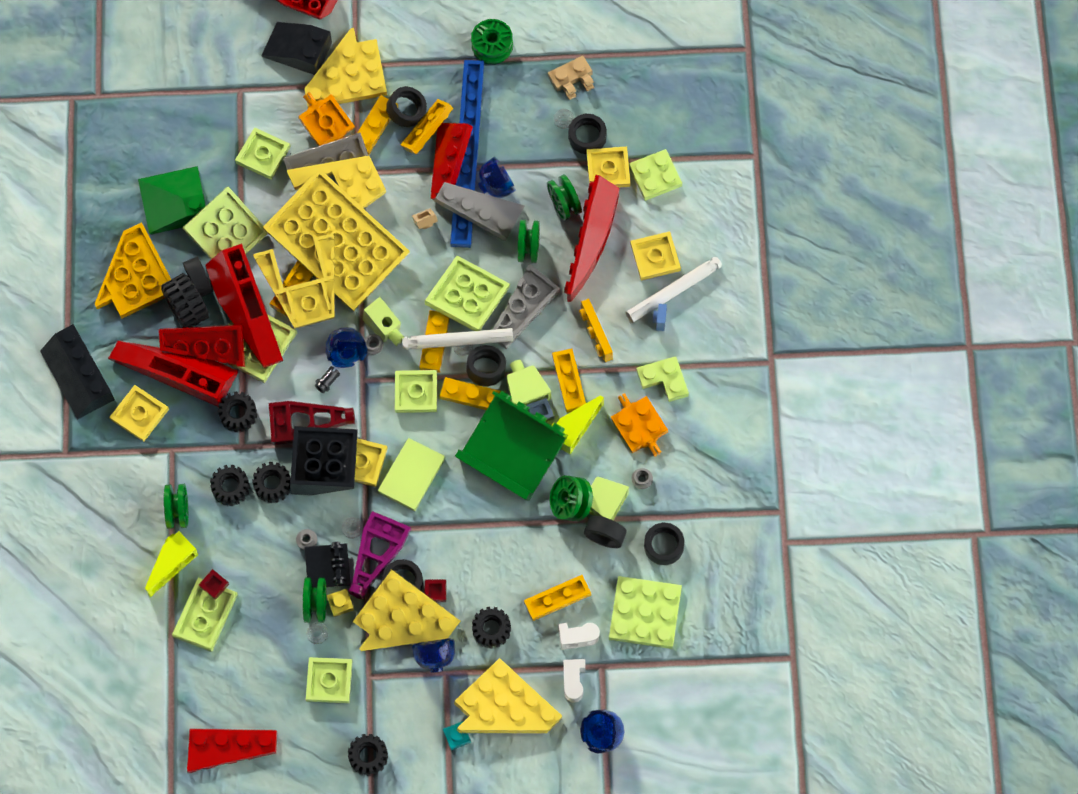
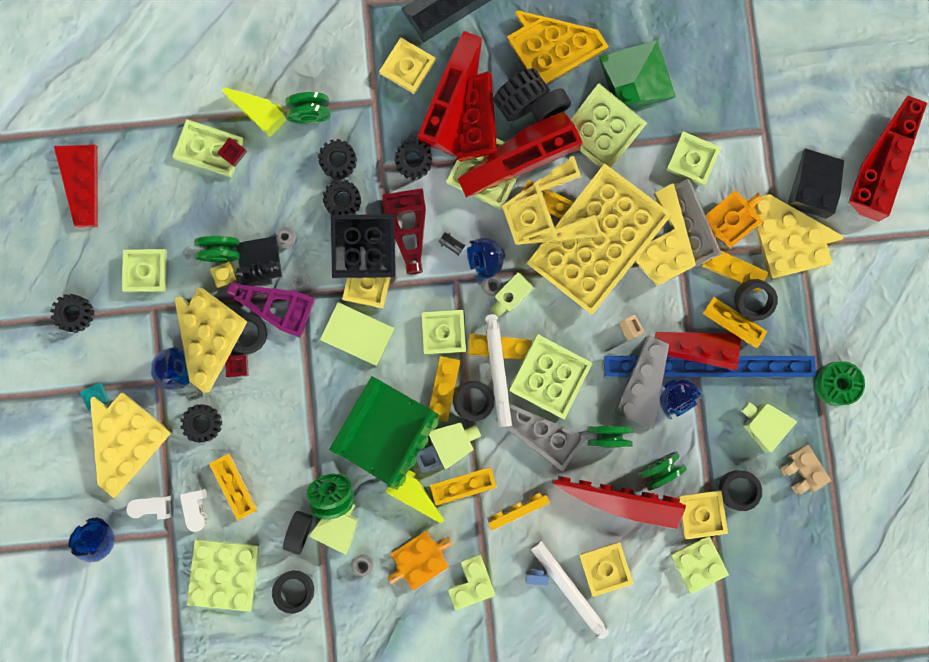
camera: 85 degrees right, 15 degrees up
(527, 106) = (767, 425): none -> yellowish green torso

